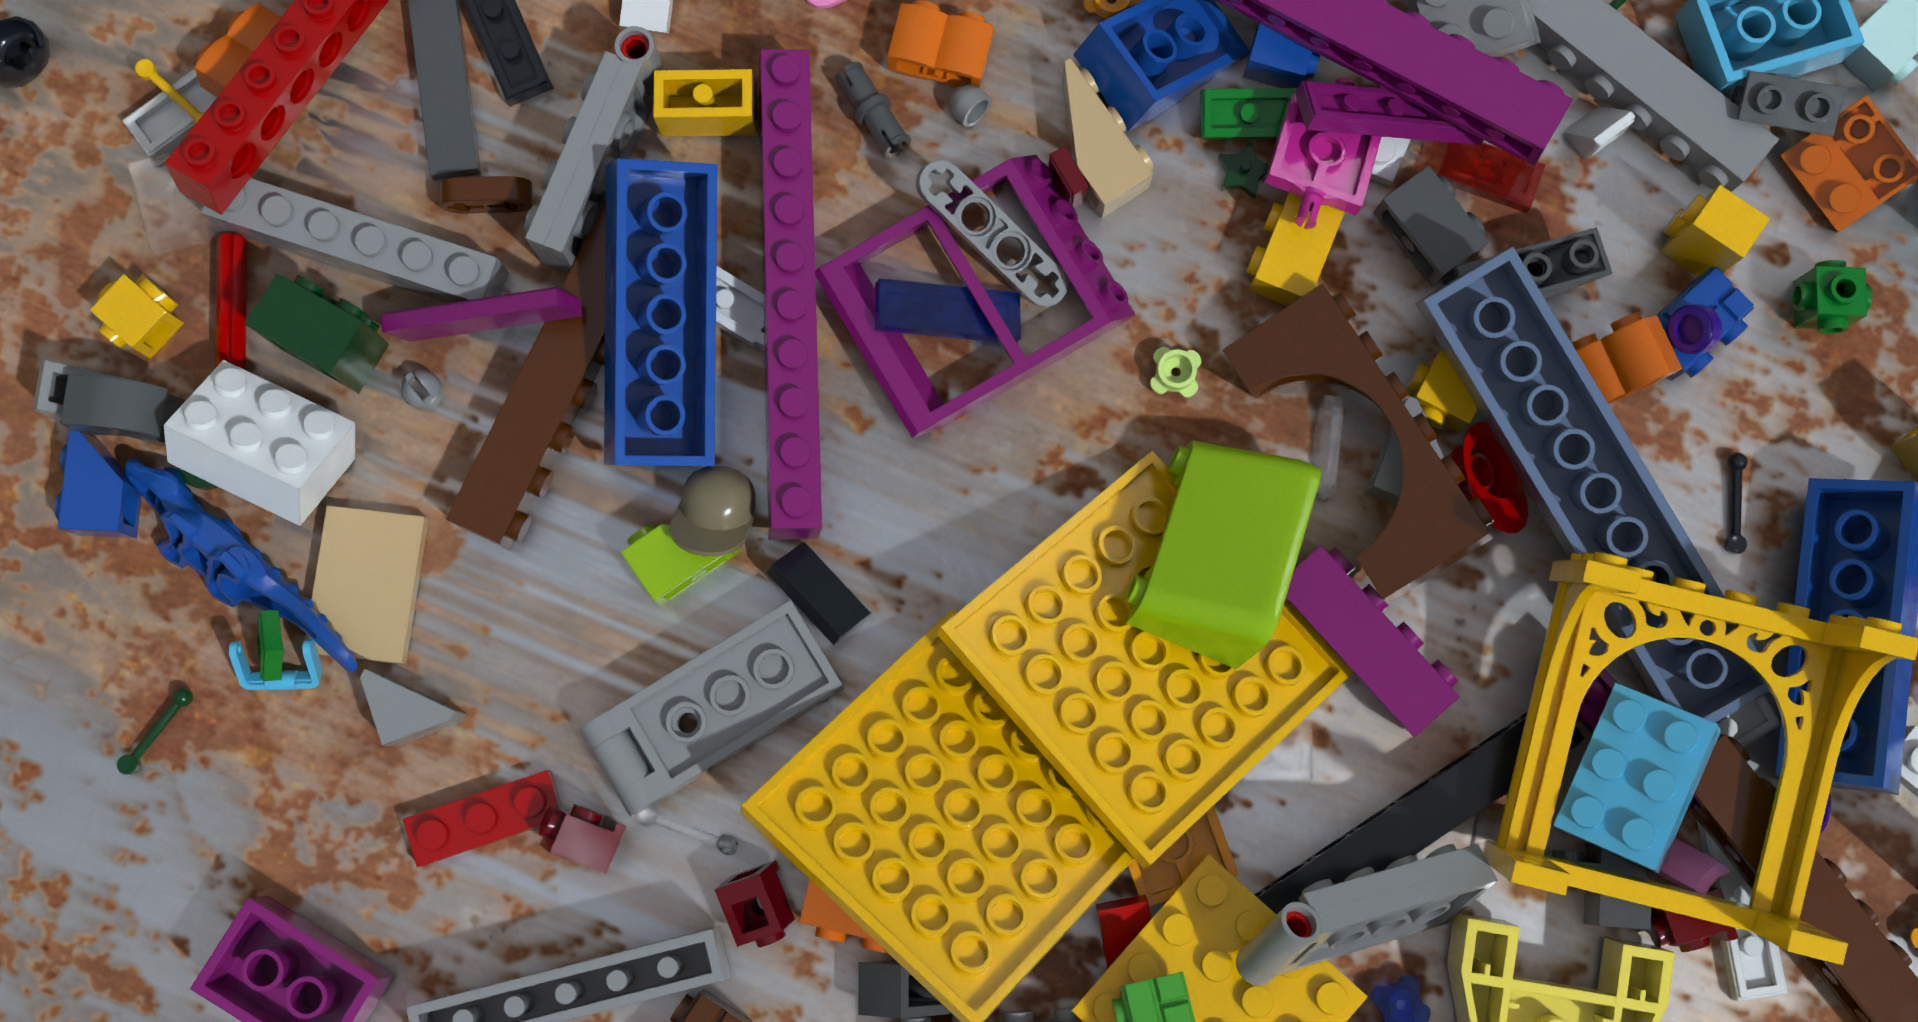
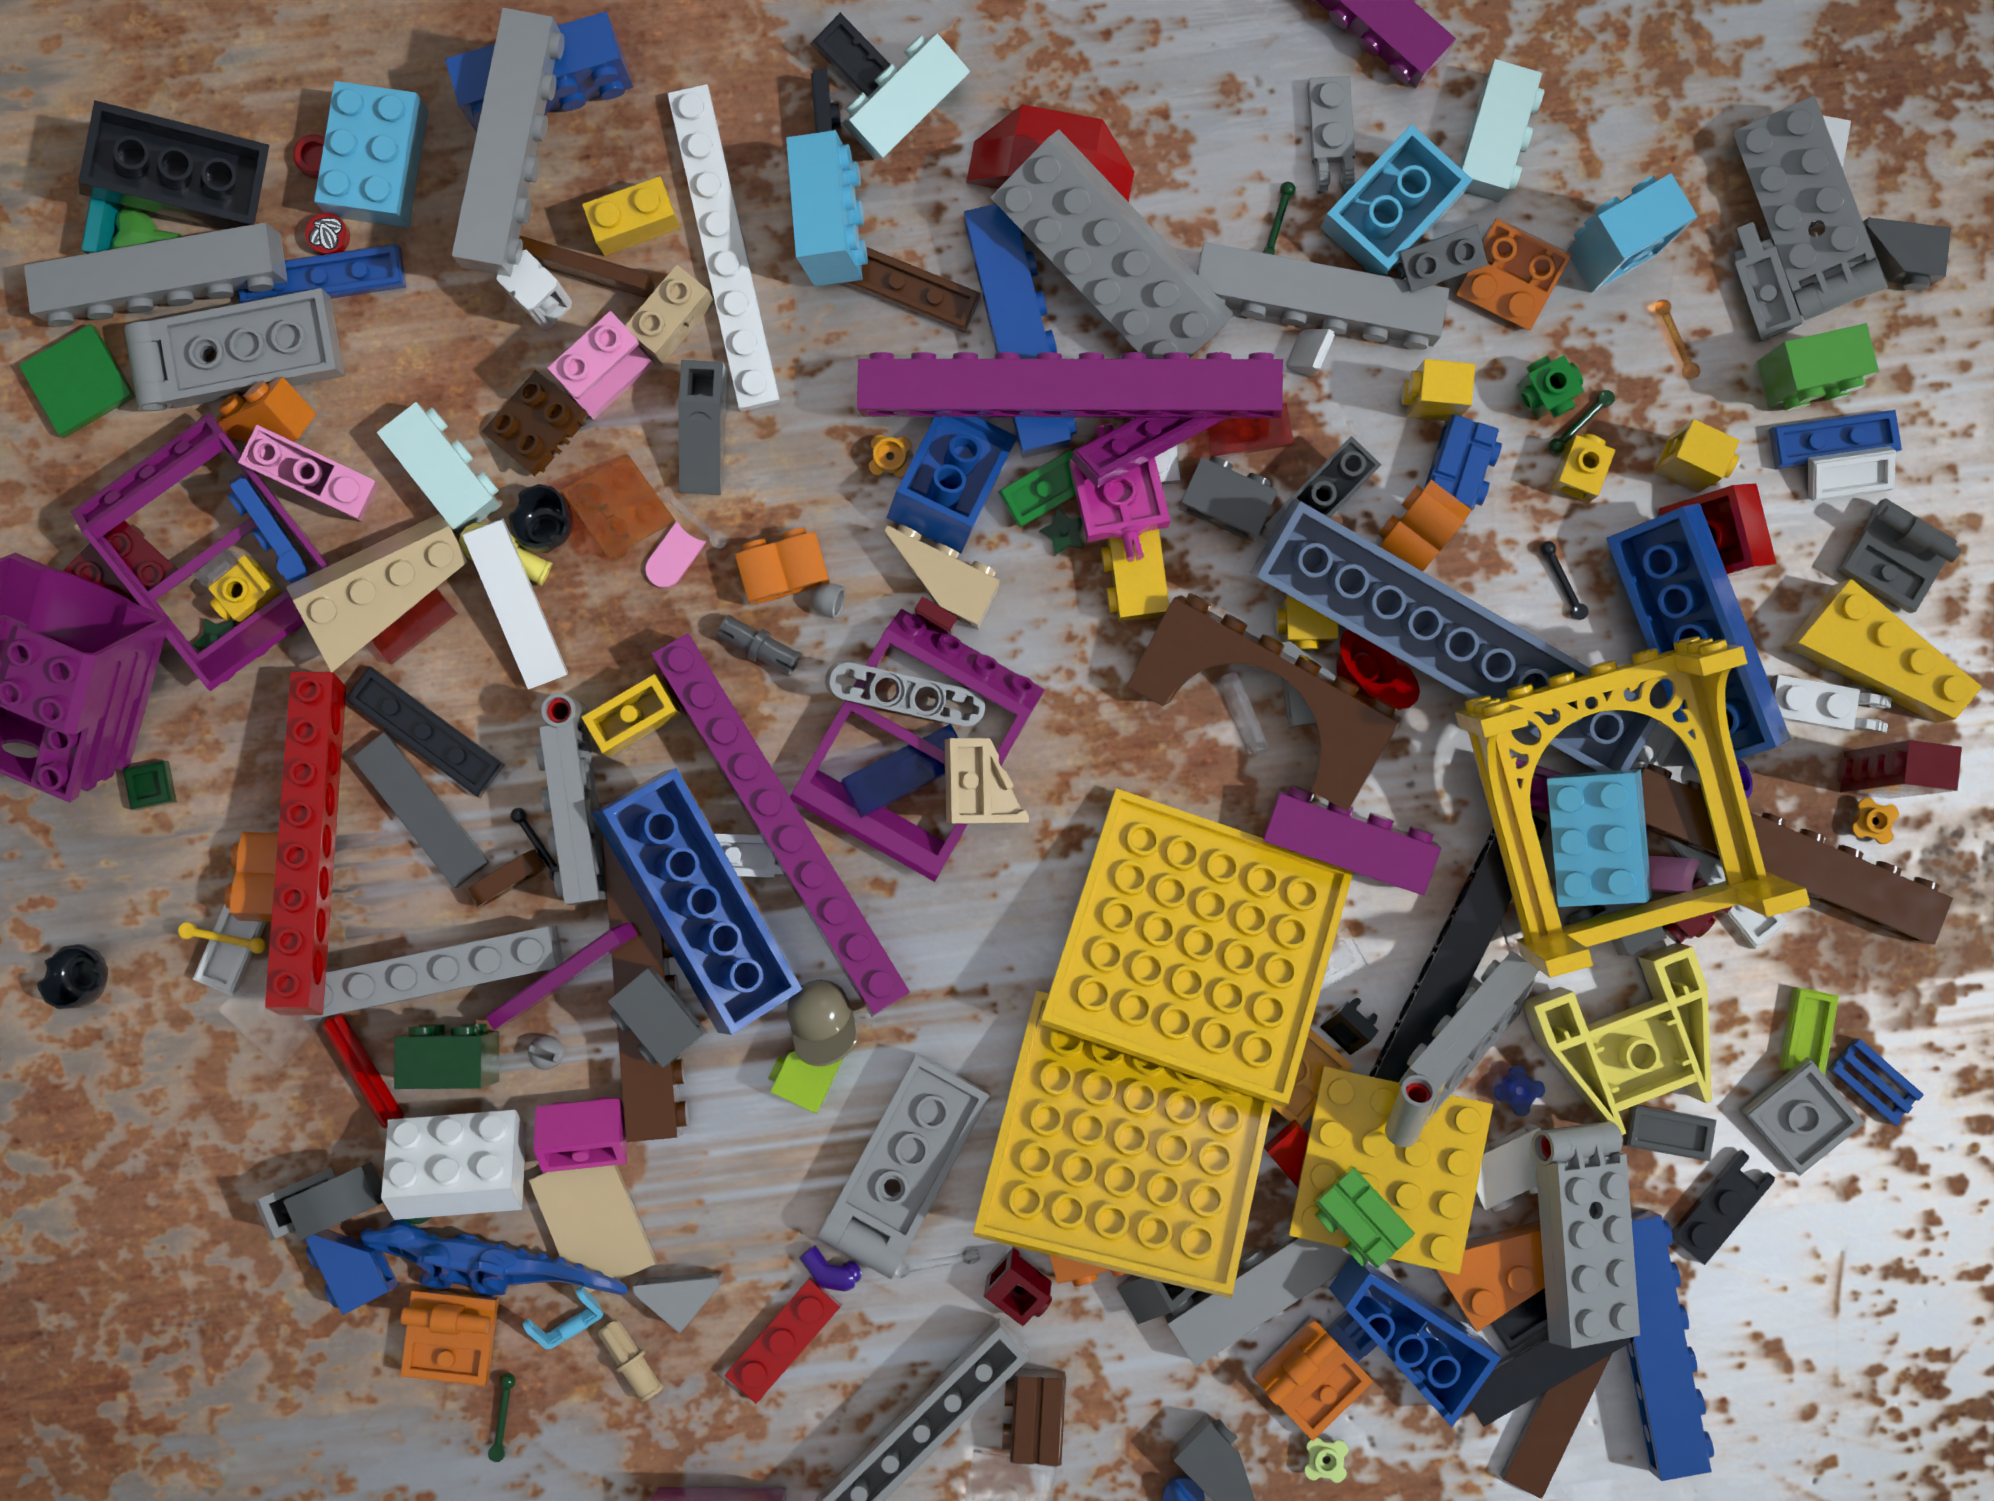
camera: 30 degrees left, 5 degrees up
(136, 314) = (297, 1120): yellow brick -> none
(151, 616) = (449, 1336): none -> orange plate
(269, 645) = (551, 1308): green tile -> none
(317, 747) = (630, 1360): none -> tan axle
(403, 487) = (580, 1135): none -> dark pink brick
(536, 144) = (519, 817): none -> black hinge
(549, 407) = (656, 1018): none -> dark grey brick
(572, 780) = (830, 1276): none -> dark purple arm
(580, 836) = (864, 1313): dark red brick -> none
(818, 593) = (931, 1035): black tile -> none
(1013, 362) = (977, 785): none -> tan wing
(1185, 361) = (1104, 706): yellowish green plate -> none
(1225, 551) = (1213, 837): lime windscreen -> none
(1258, 833) = (1350, 1027): none -> black tile
(1694, 329) = (1464, 475): dark purple tile -> none
(1820, 398) = (1583, 467): none -> yellow brick
(1878, 346) = (1604, 400): none -> dark green hinge

